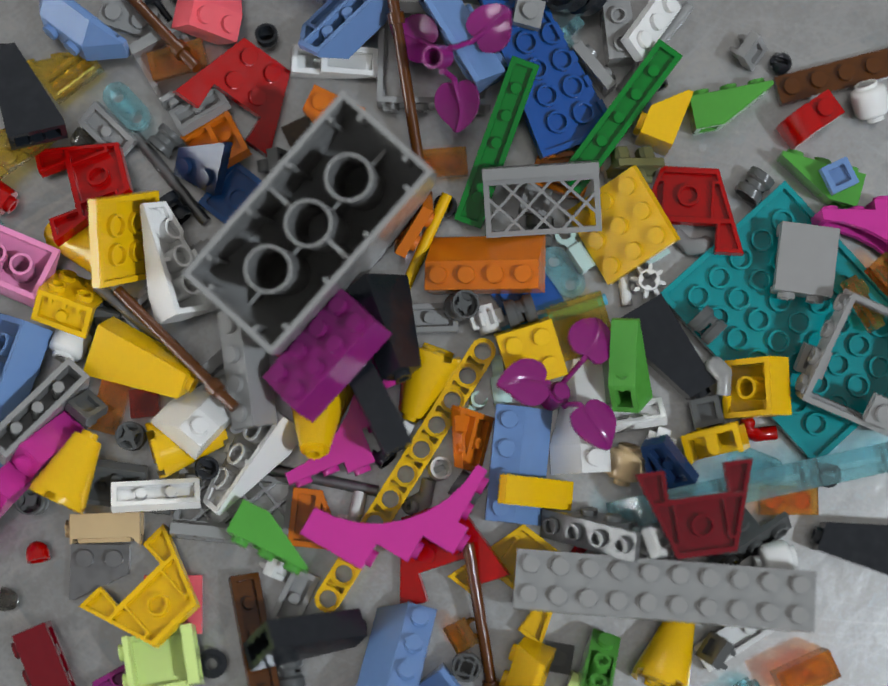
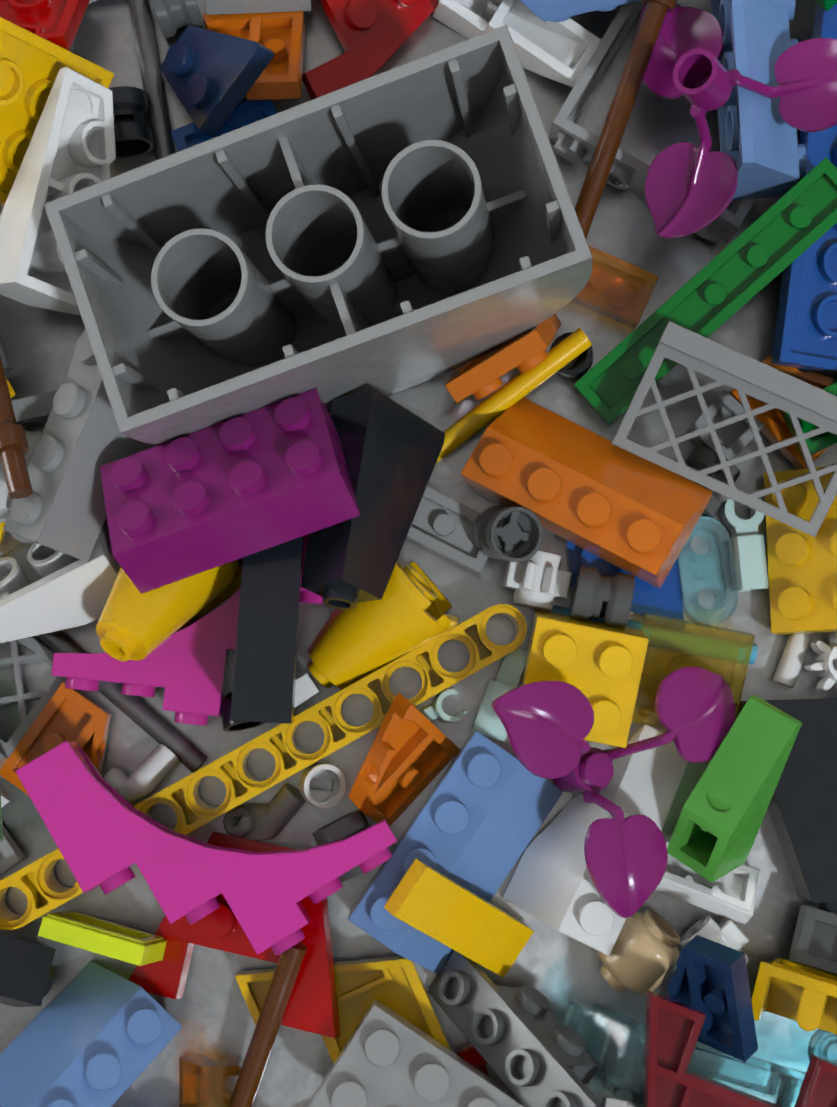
camera: 25 degrees right, 0 degrees up
(377, 591) = (103, 937): none -> neon yellow tile

